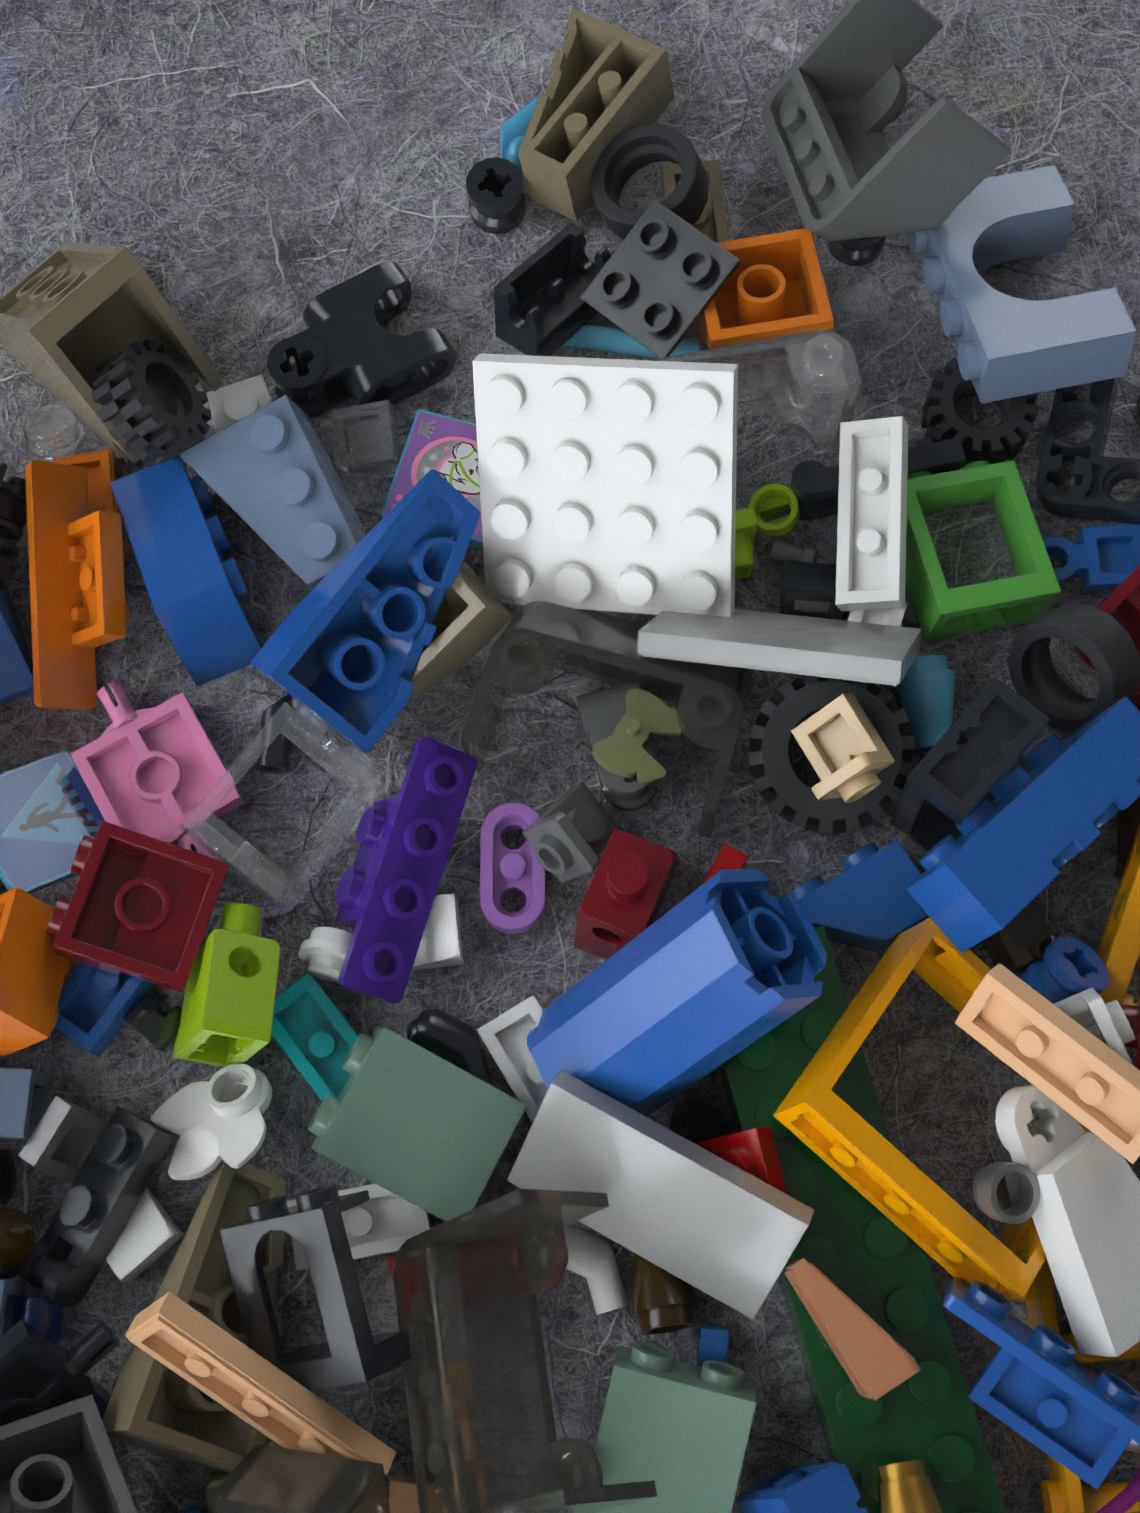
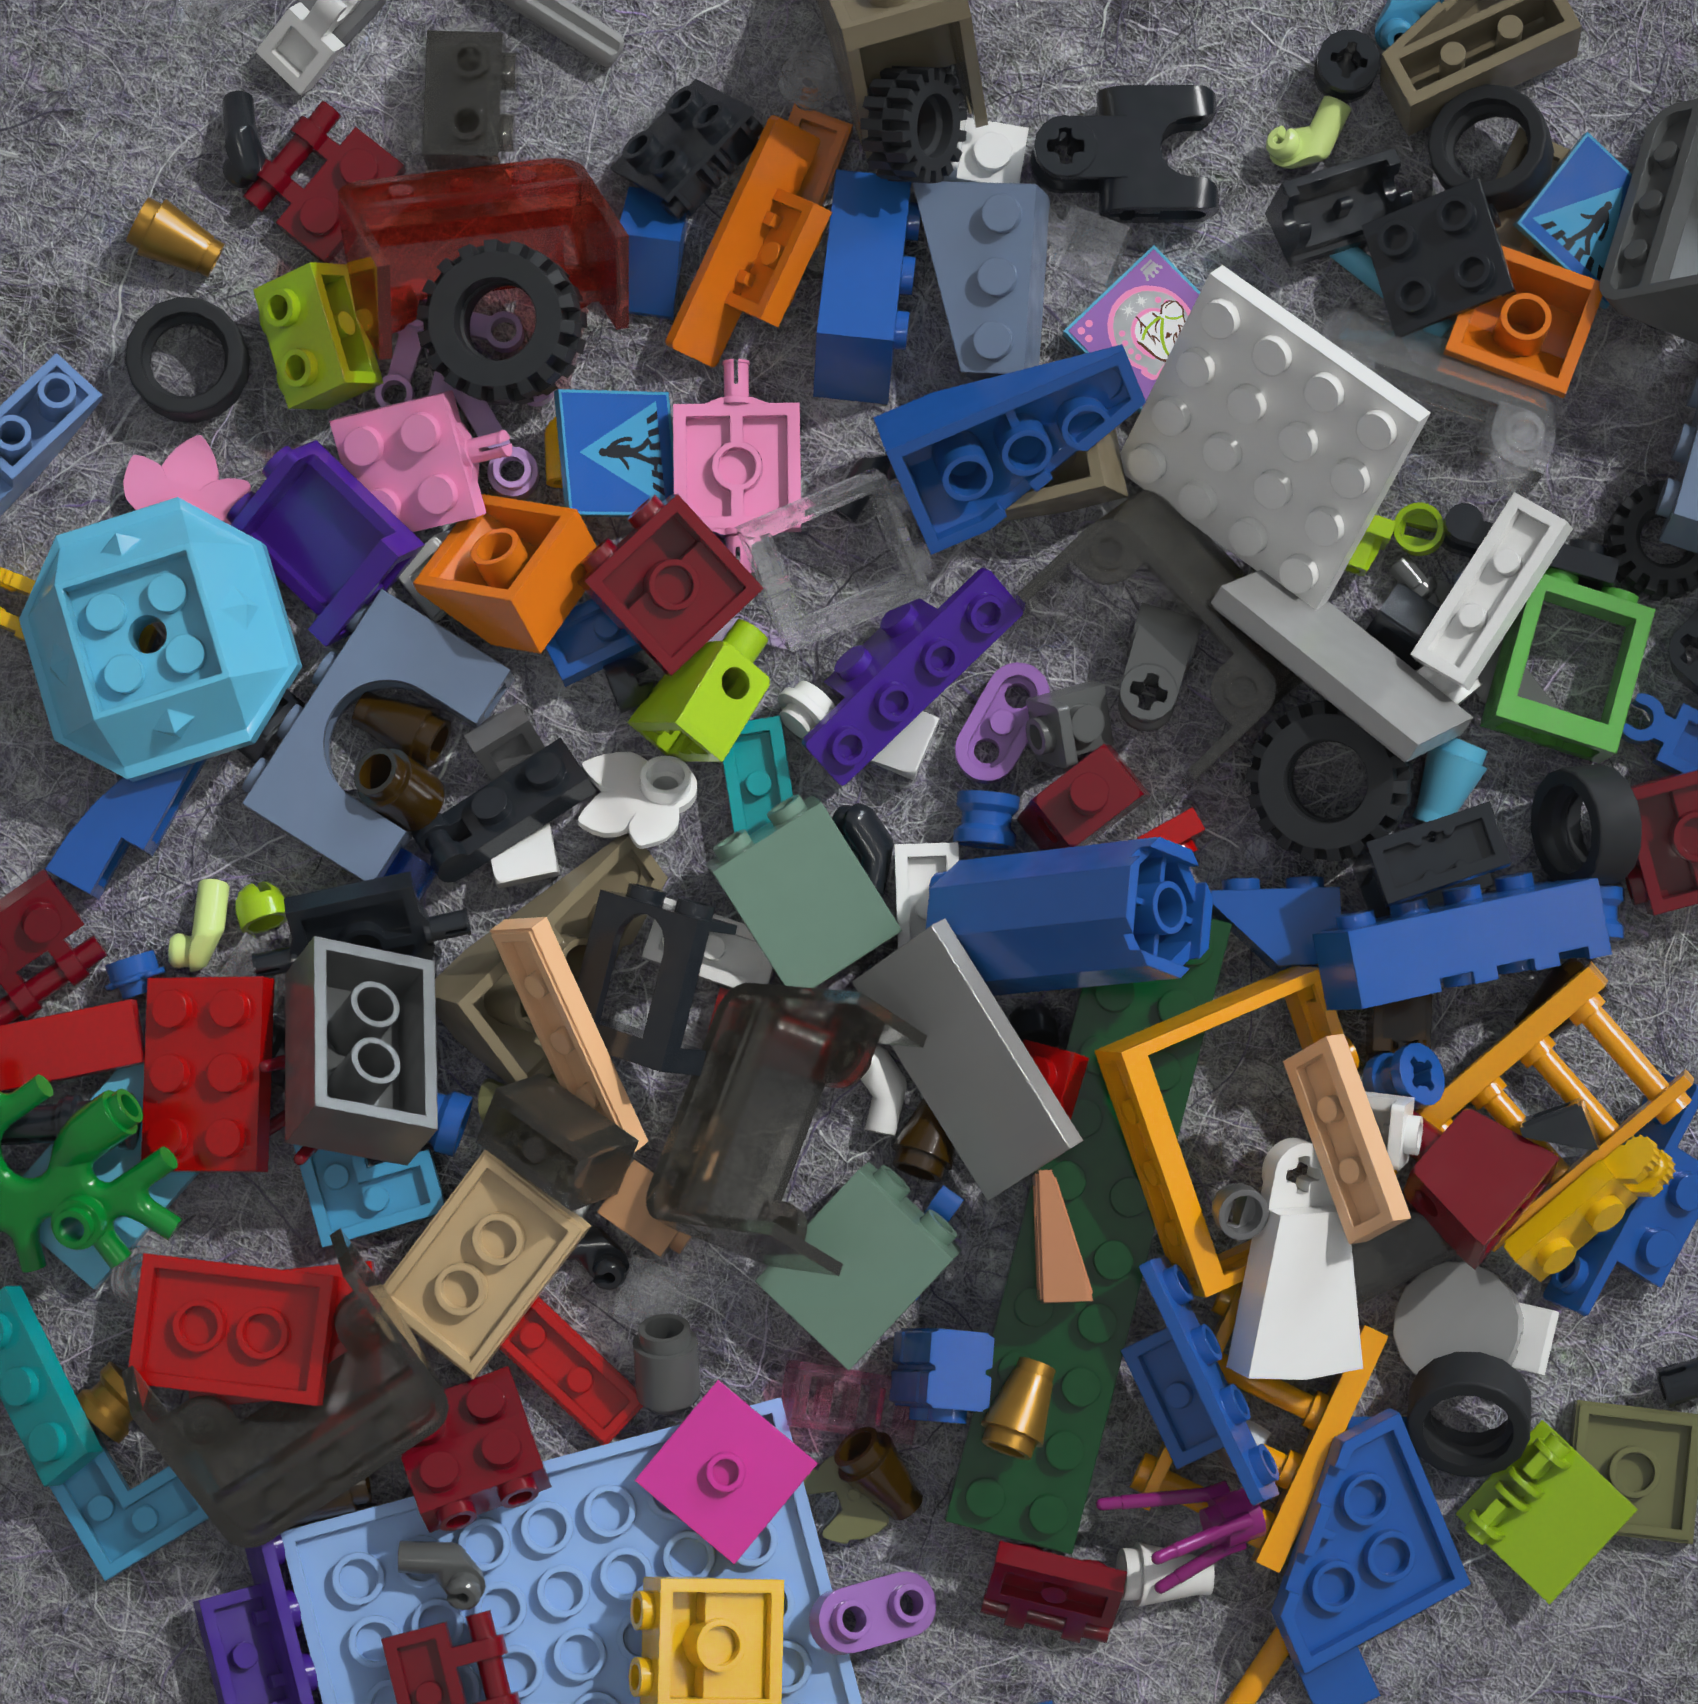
camera: 25 degrees right, 10 degrees up
(505, 259) = (1309, 143): none -> yellowish green arm
(547, 960) = (986, 819): none -> blue wheel
(623, 751) = (1151, 678): olive piece -> none
(749, 194) = (1578, 209): none -> piece
(843, 750) = (1331, 788): tan bracket -> none

